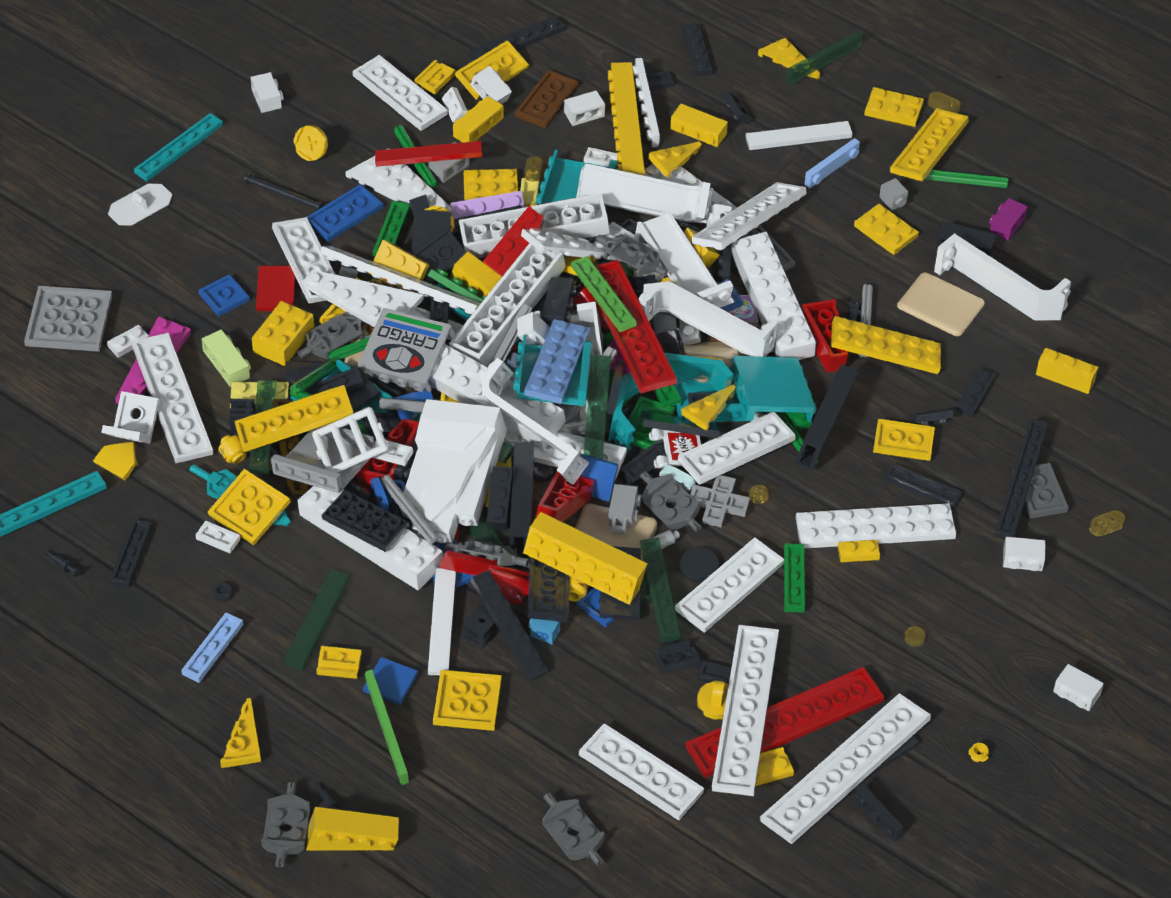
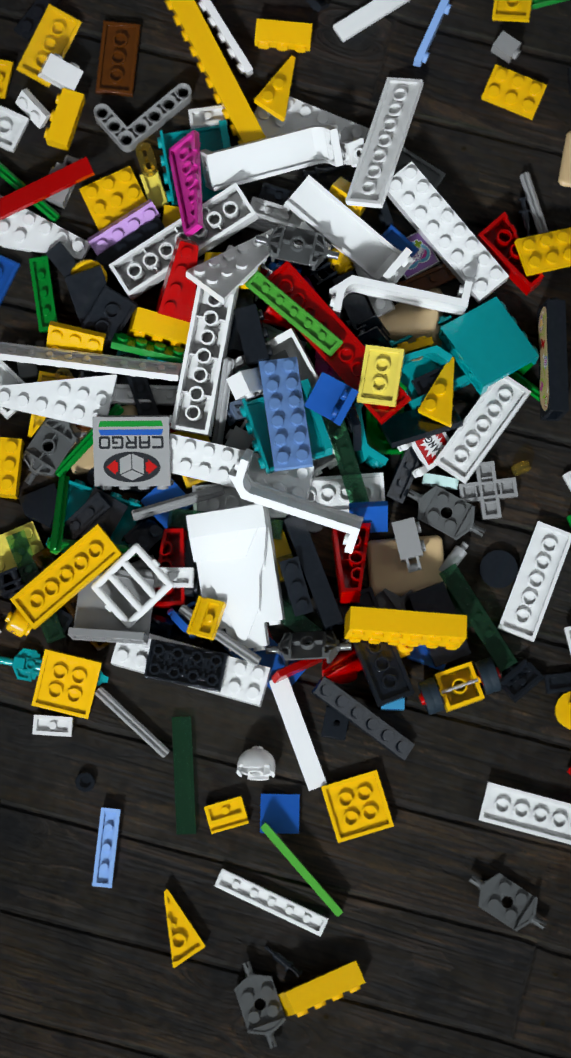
camera: 20 degrees left, 30 degrees up
(292, 561) = (132, 722): none -> light grey axle
(343, 749) = (271, 902): none -> white tile
(388, 629) = (256, 764): none -> white cylinder
(403, 486) = (206, 618): none -> yellow plate
(545, 145) = (144, 120): none -> light grey beam
(559, 181) = (186, 174): none -> dark pink wing
(584, 108) = (161, 58): white brick -> none
(603, 355) = (331, 398): none -> blue bracket
(614, 633) = (459, 686): none -> brick
(657, 352) = (380, 375): none -> light yellow plate

